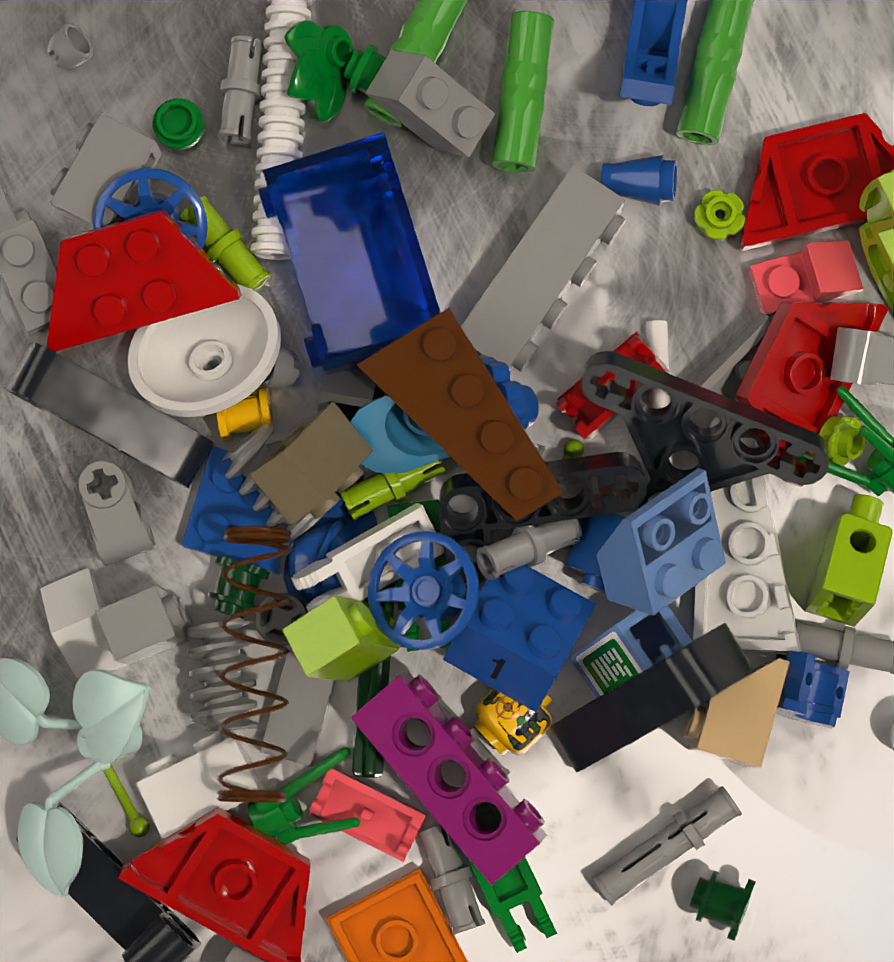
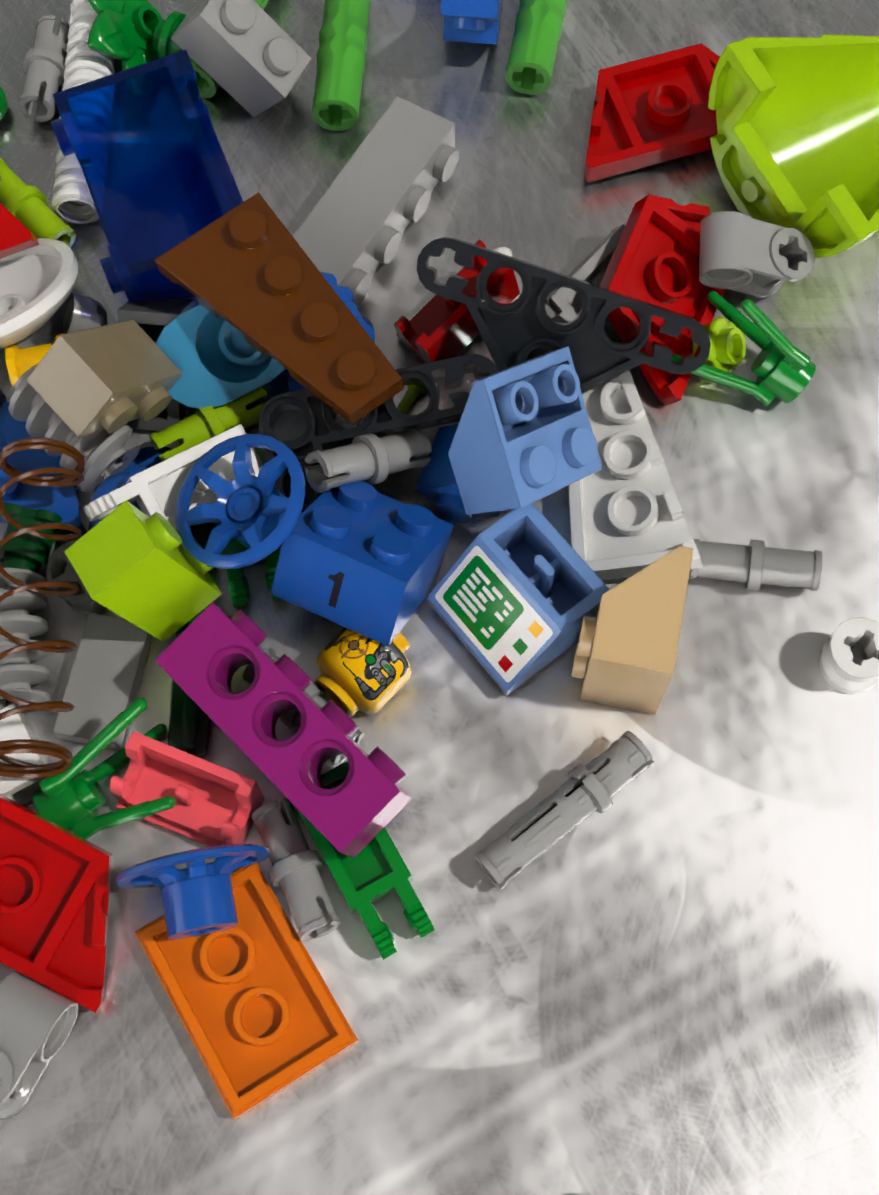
camera: 10 degrees left, 15 degrees down
(377, 903) = (199, 896): none -> blue wheel
(643, 180) = (479, 118): blue cone -> none
(652, 698) = (524, 612): black beam -> none
(711, 225) = (559, 150): lime plate -> none
(722, 902) = (641, 871): dark green brick -> none
(812, 690) = (719, 617): blue piece -> none
(813, 275) = (668, 178): coral slope -> none
(851, 563) = (753, 447): lime torso -> none

